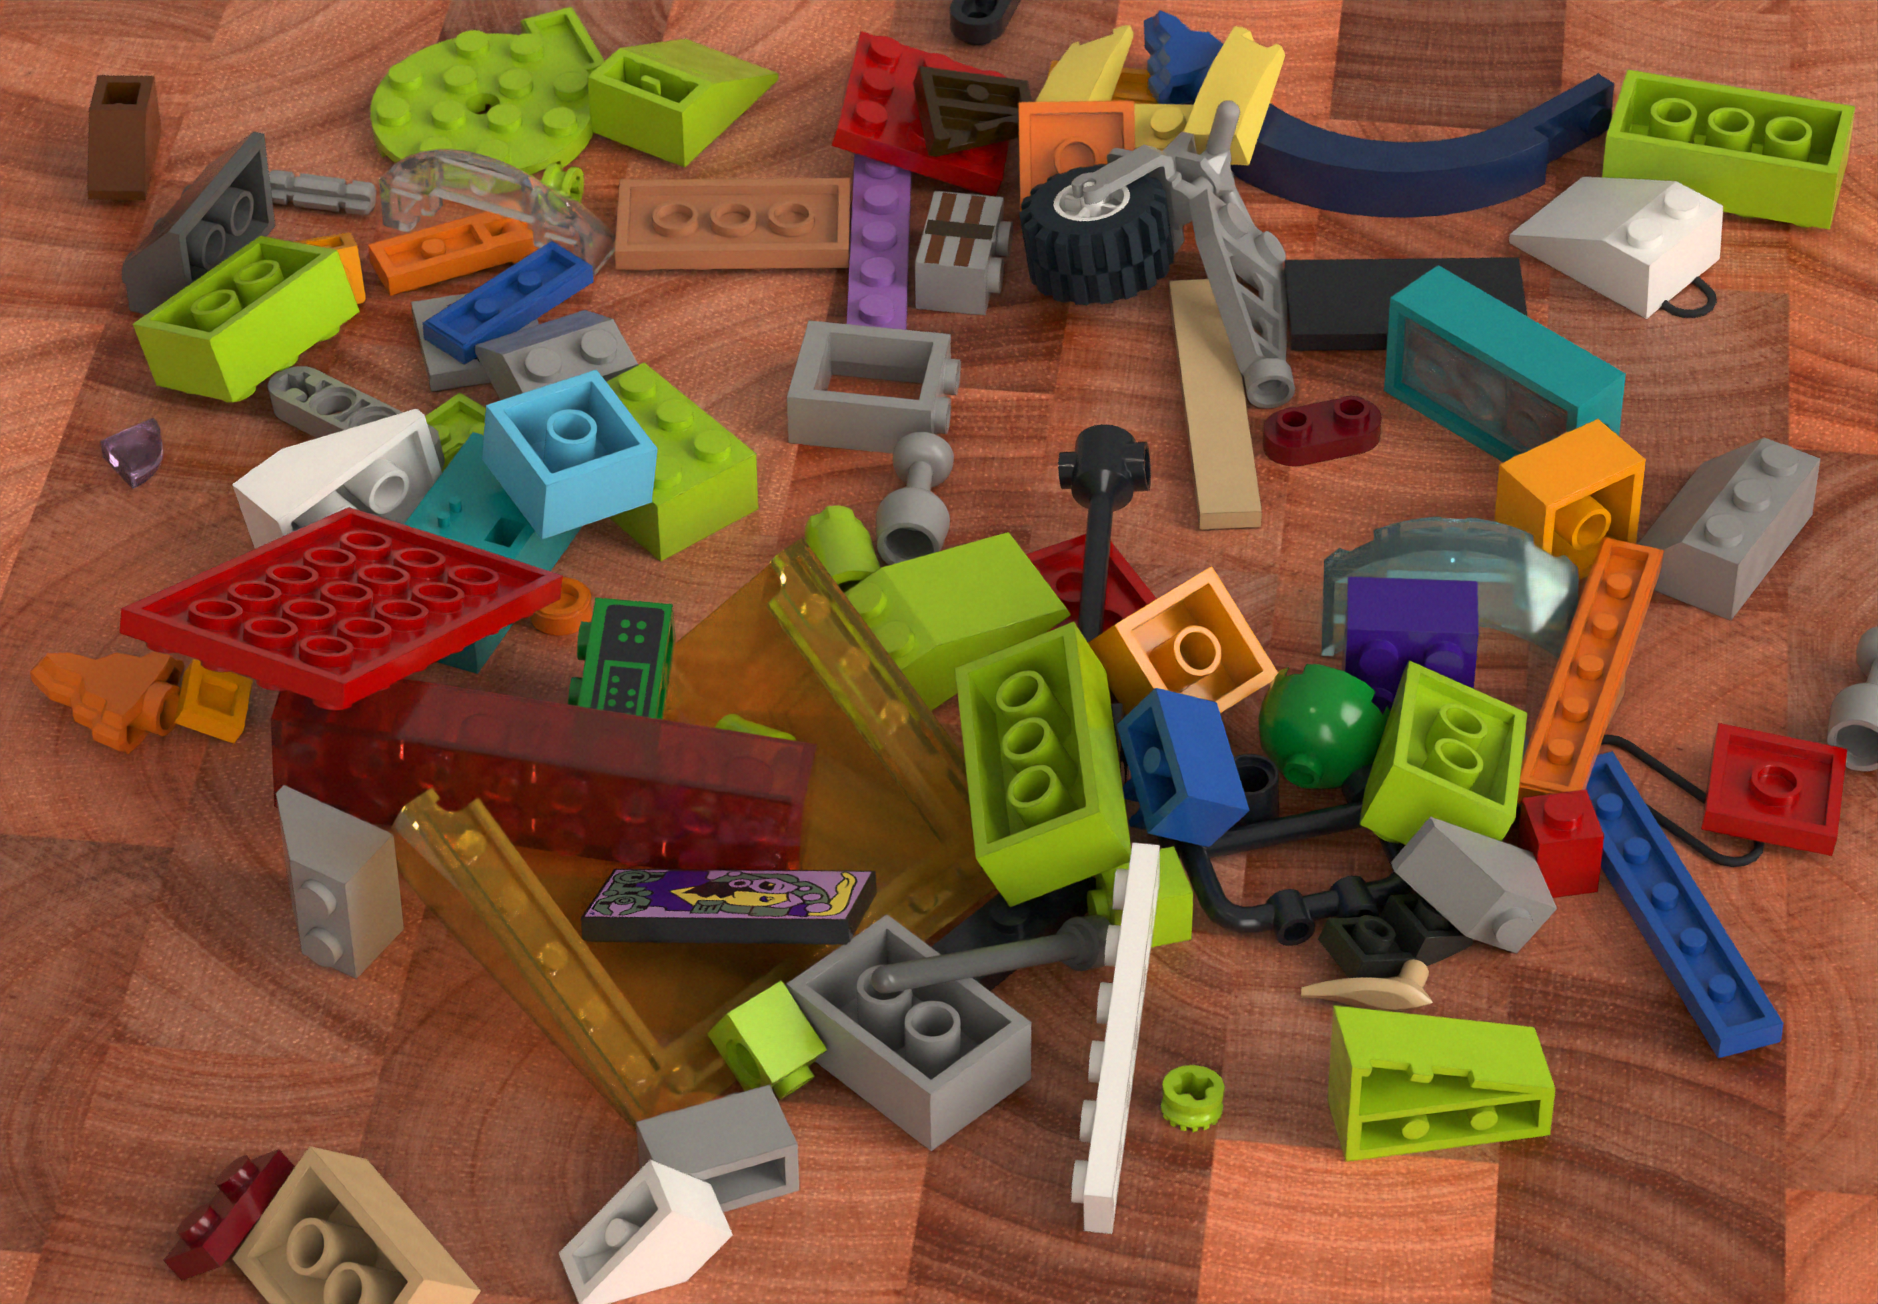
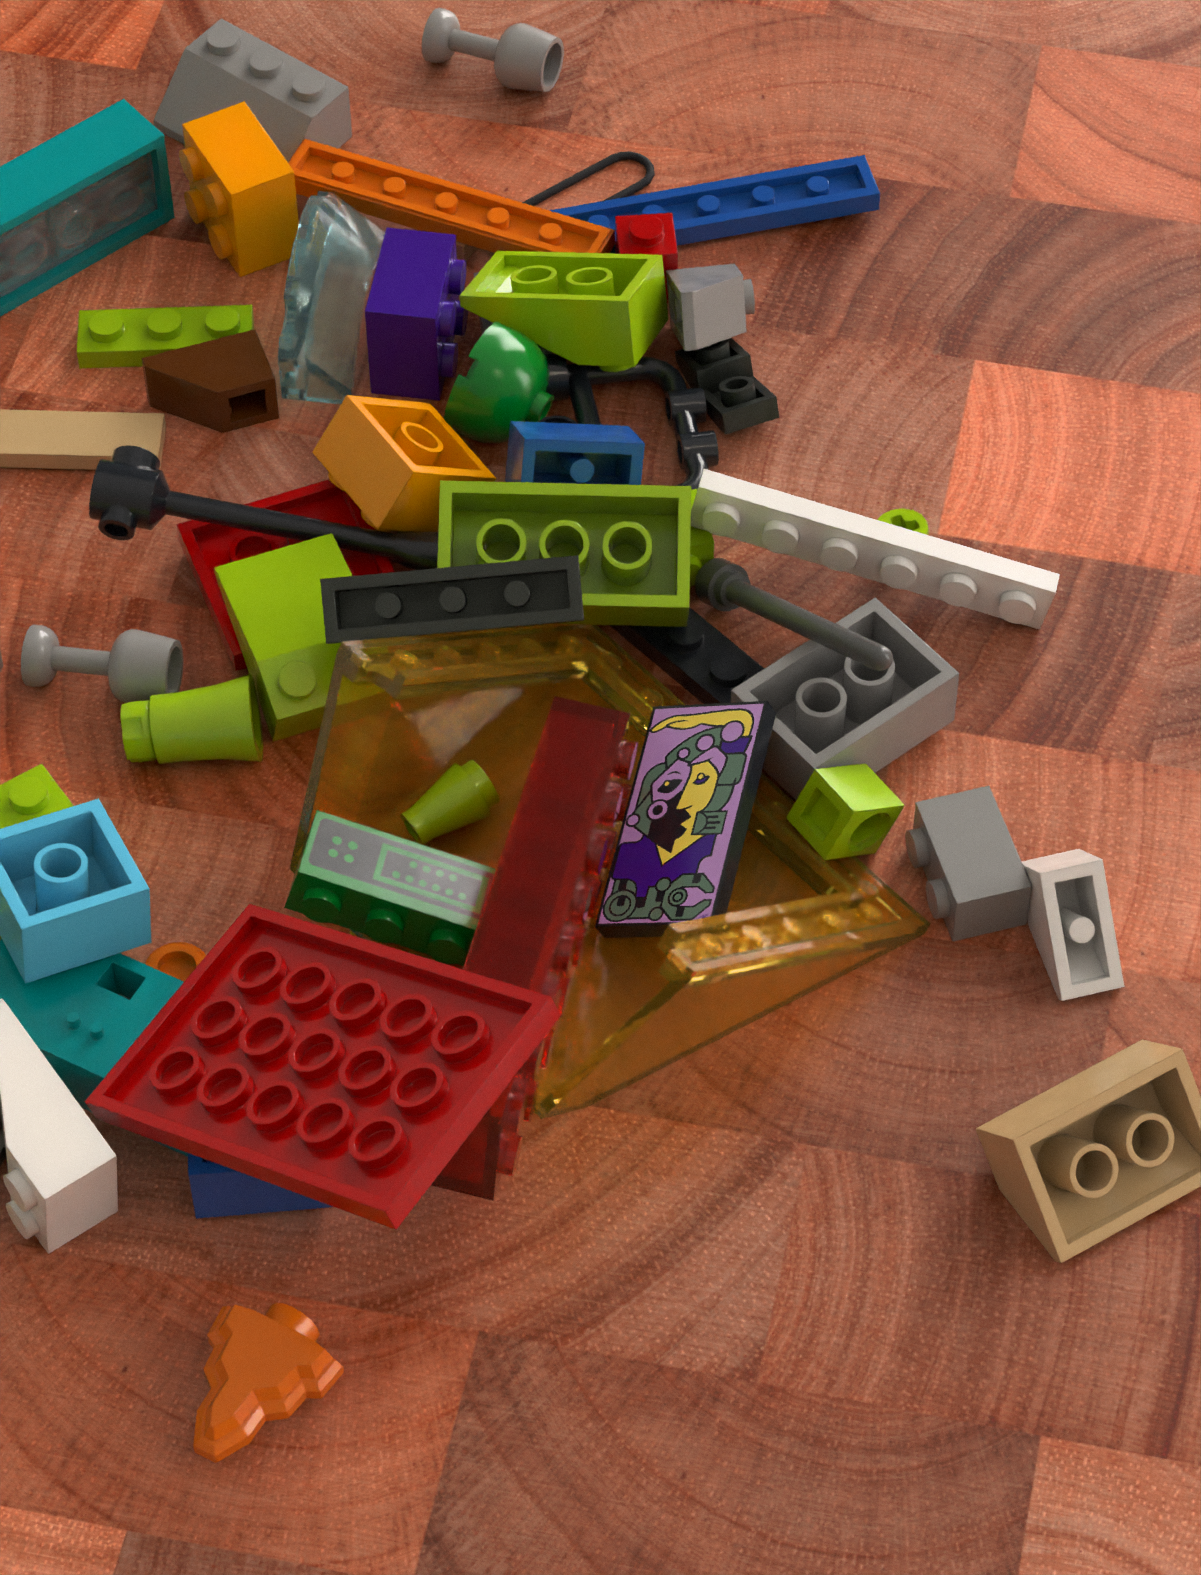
camera: 85 degrees left, 10 degrees up
(213, 702) = (291, 1276): light orange plate -> none
(219, 1226) = (1027, 1251): dark red plate -> none
(339, 883) = (616, 1146): light grey slope -> none
(924, 655) = (452, 599): none -> pearl dark grey brick
(1303, 533) = (214, 383): none -> reddish brown slope
(1322, 431) = (48, 364): dark red plate -> none
(1373, 484) = (128, 335): none -> lime plate
(1382, 994) = (794, 394): tan bar -> none
(1433, 1083) = (923, 371): lime wedge -> none
(1774, 789) = (588, 126): red plate -> none

